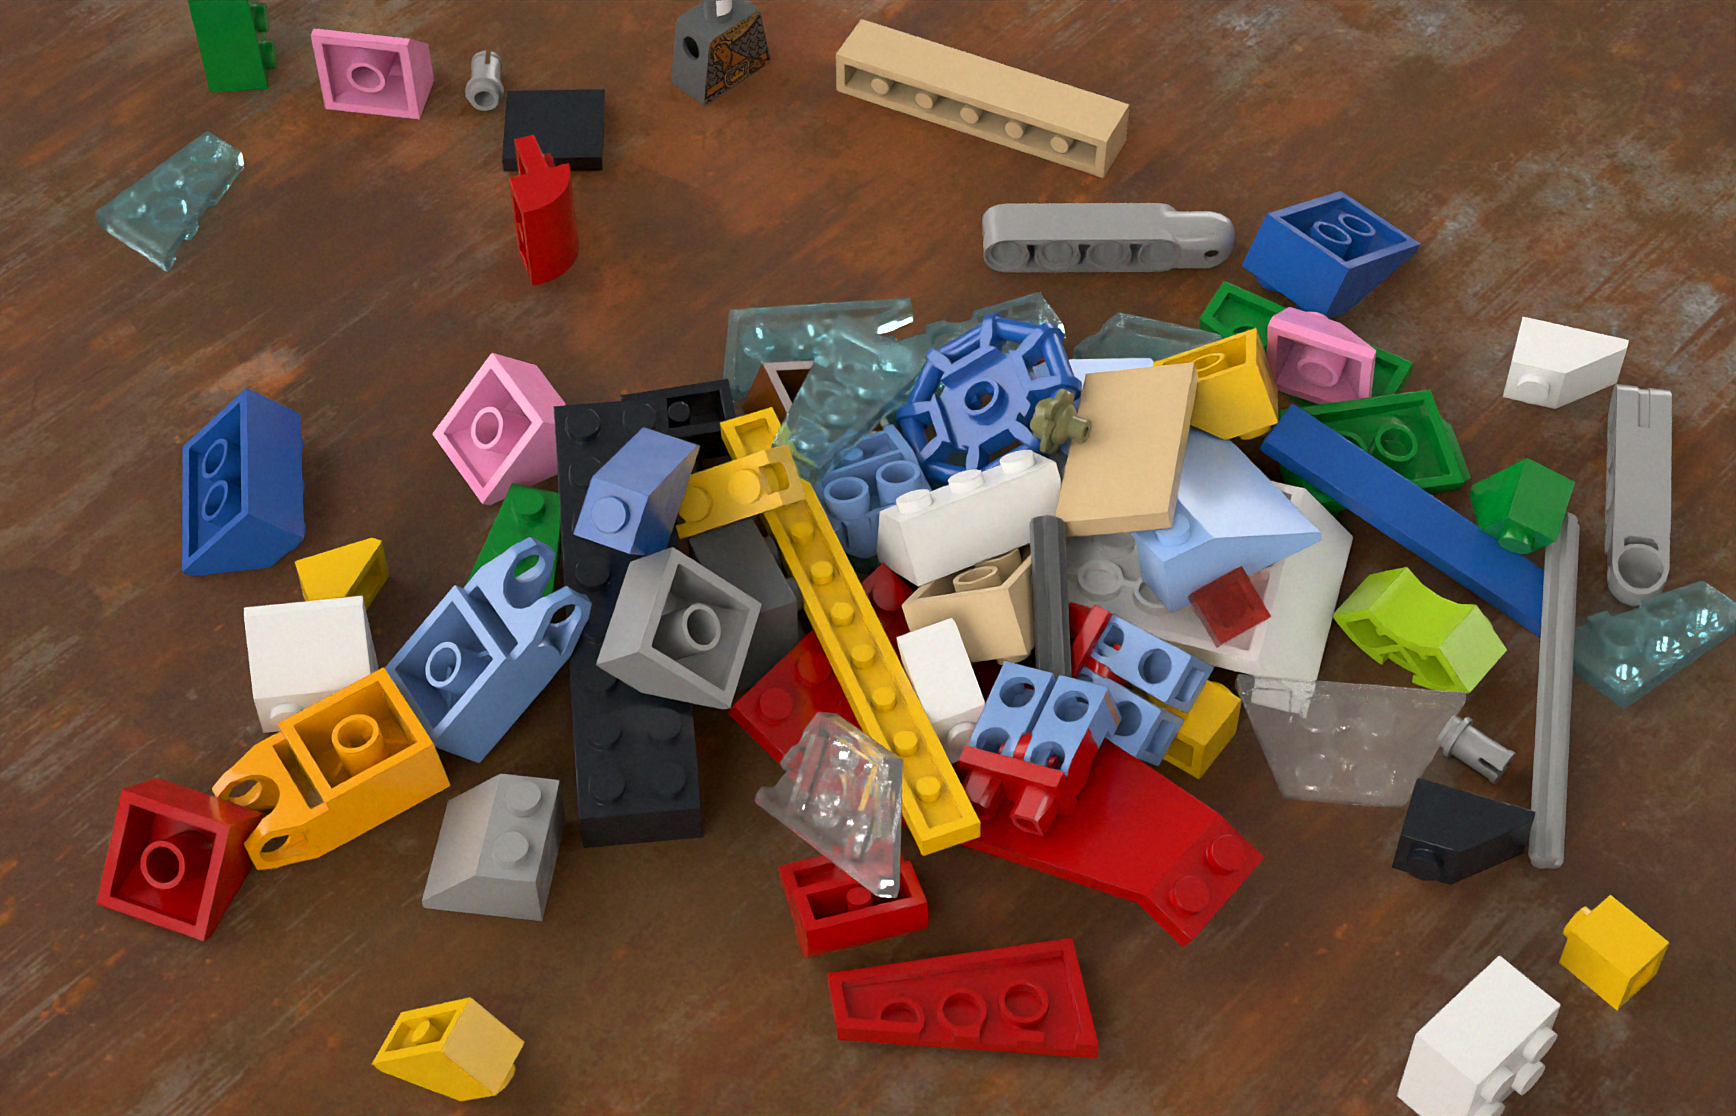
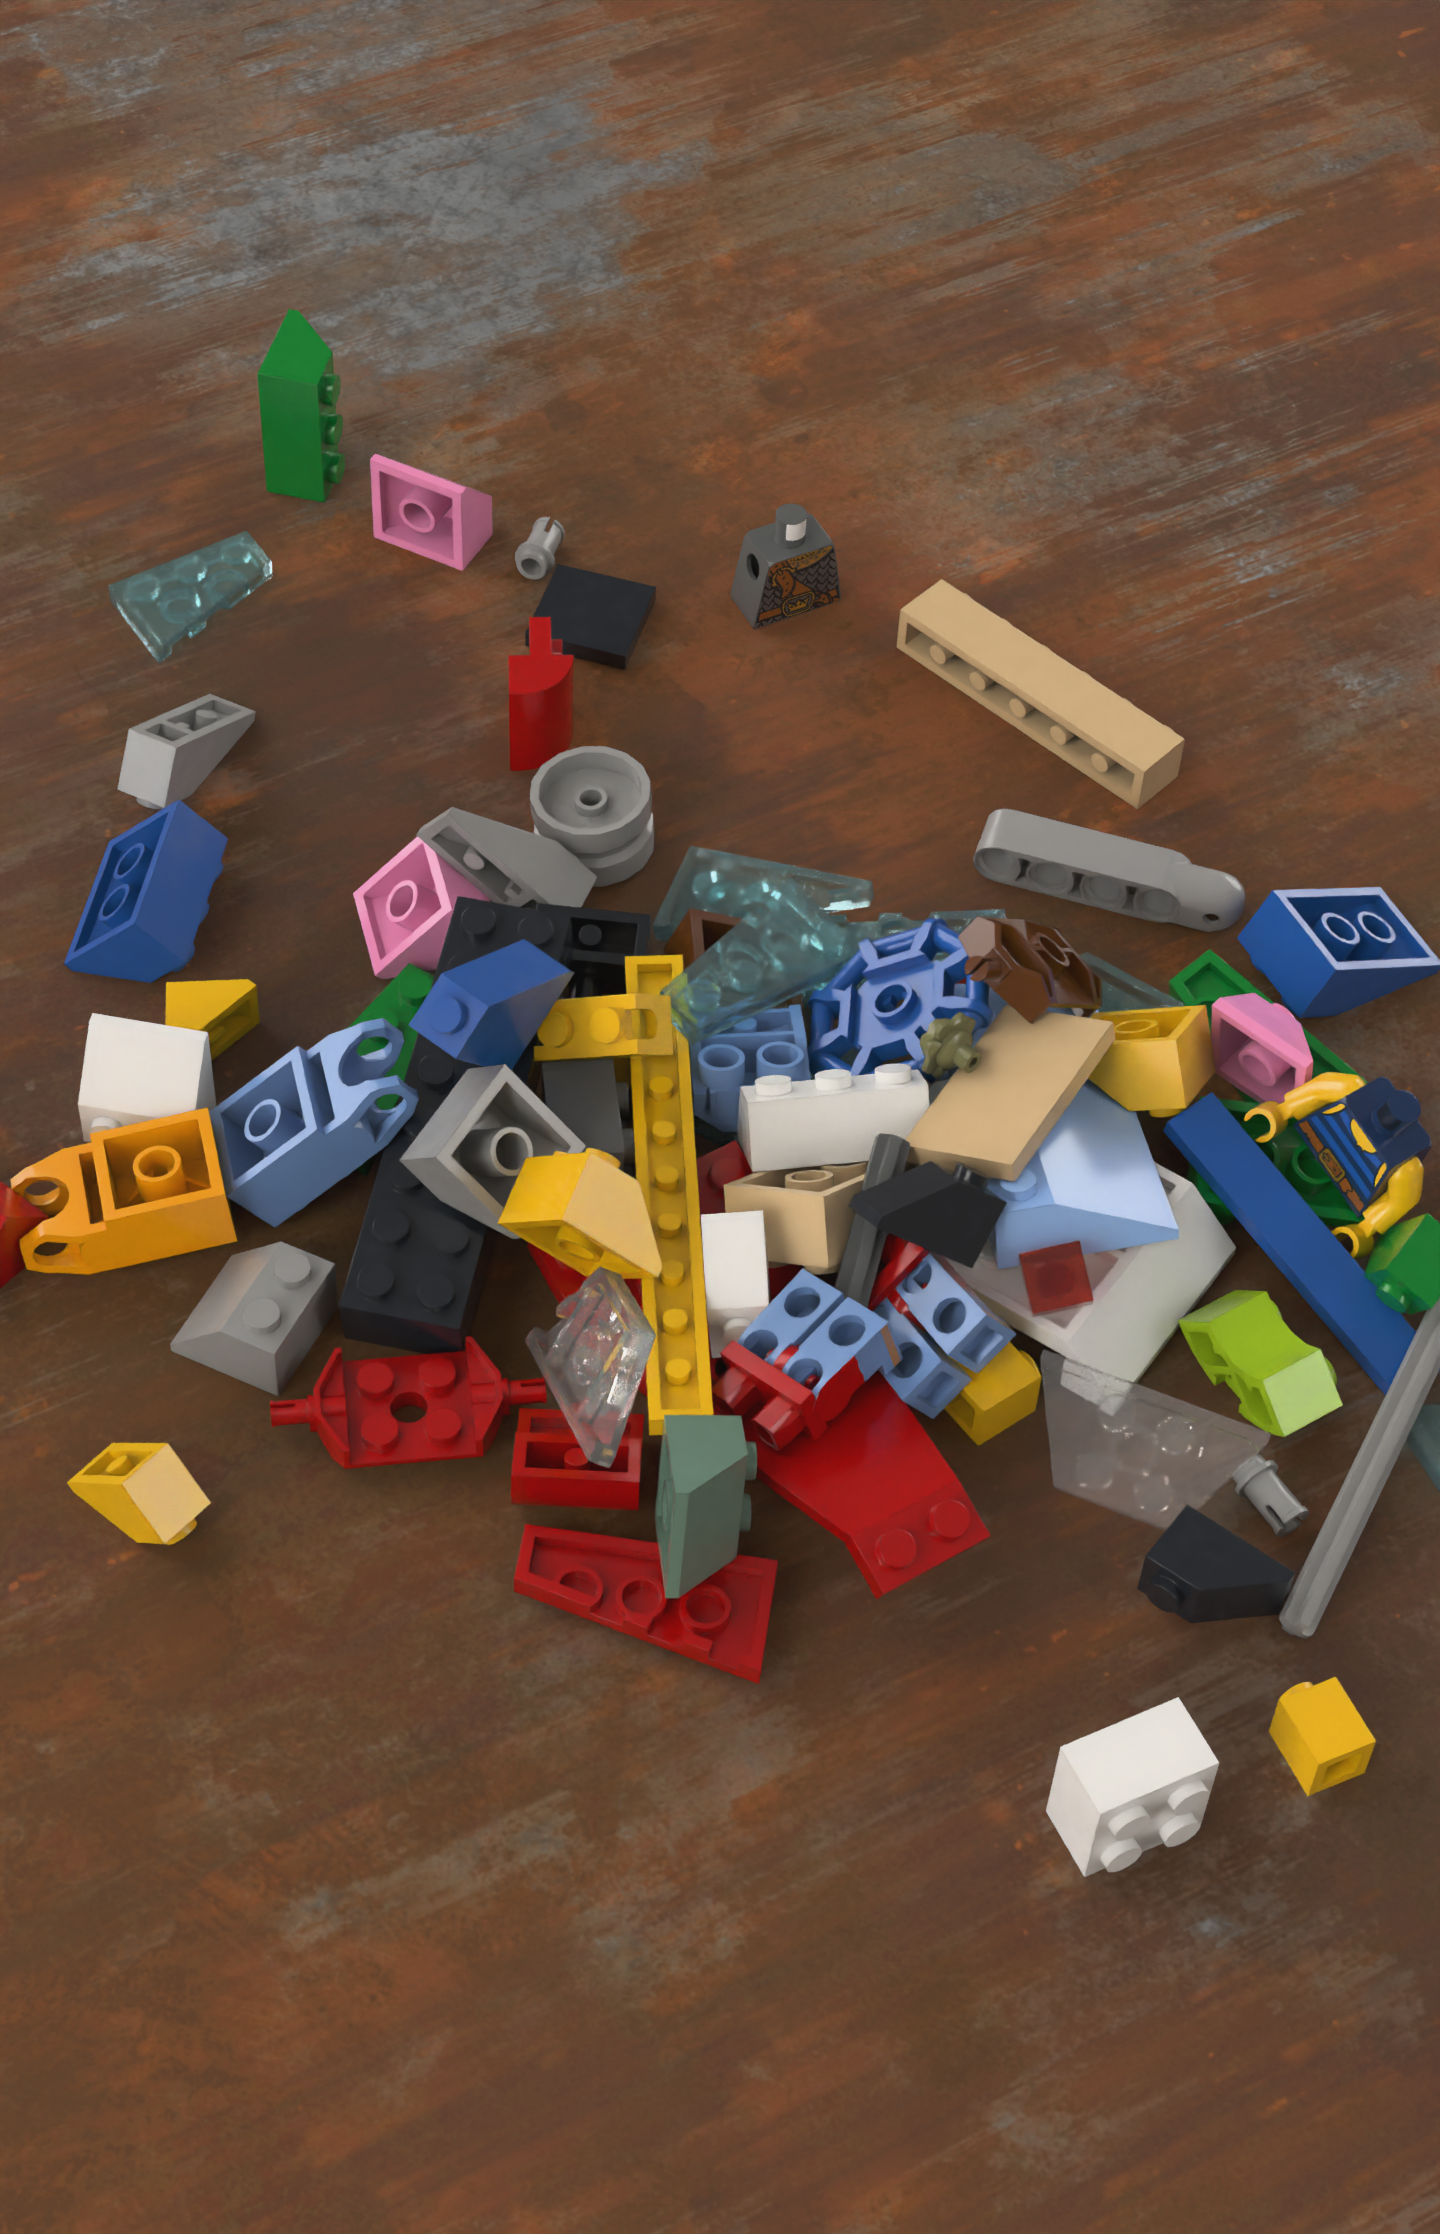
camera: 15 degrees right, 0 degrees up
(221, 344) = (179, 749): none -> light grey slope
(575, 364) = (507, 861): none -> light grey slope
(632, 305) = (597, 809): none -> light grey wheel
(710, 866) = (455, 1390): none -> red plate
(789, 666) = (584, 1214): none -> yellow slope
(988, 899) = (701, 1497): none -> sand green slope
(1096, 333) = (1030, 967): none -> reddish brown plate
(1110, 572) = (935, 1209): none -> black slope
(1441, 411) = (1364, 1142): none -> torso

